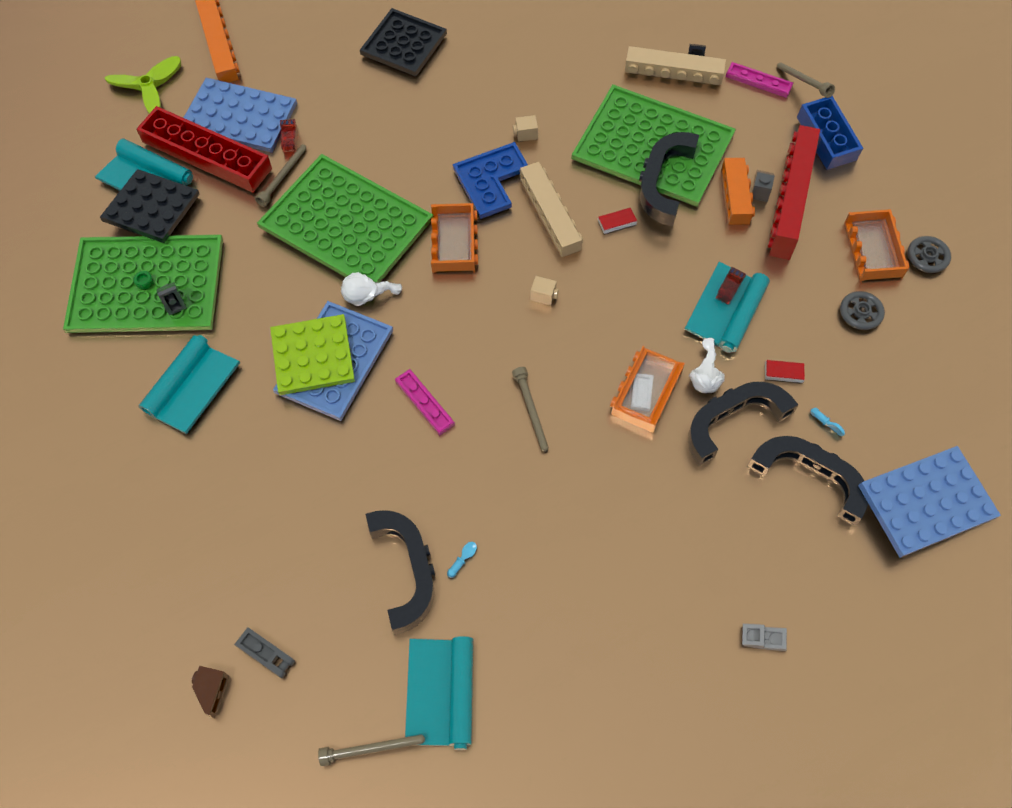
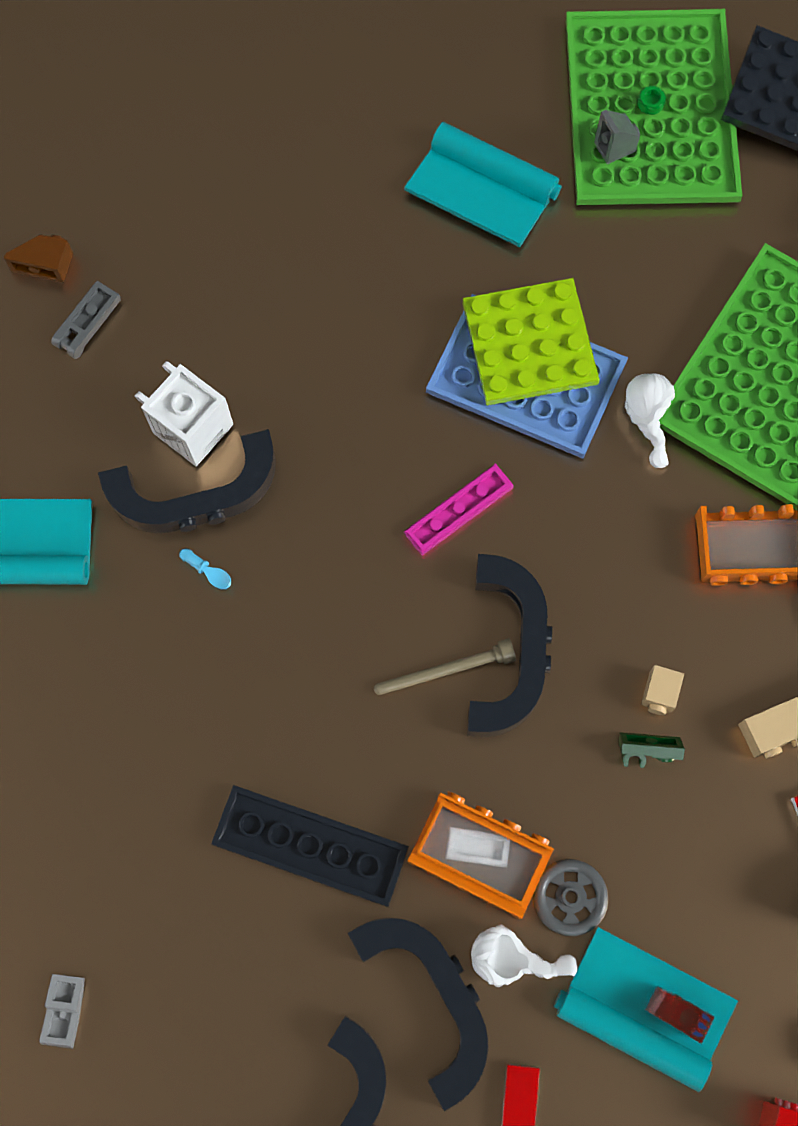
camera: 90 degrees right, 10 degrees up
(353, 564) = (186, 413): none -> white container
(512, 358) = (516, 582): none -> black arch
(577, 298) = (642, 745): none -> dark green plate
(647, 487) = (310, 846): none -> black plate
(672, 330) = (585, 875): none -> dark grey plate

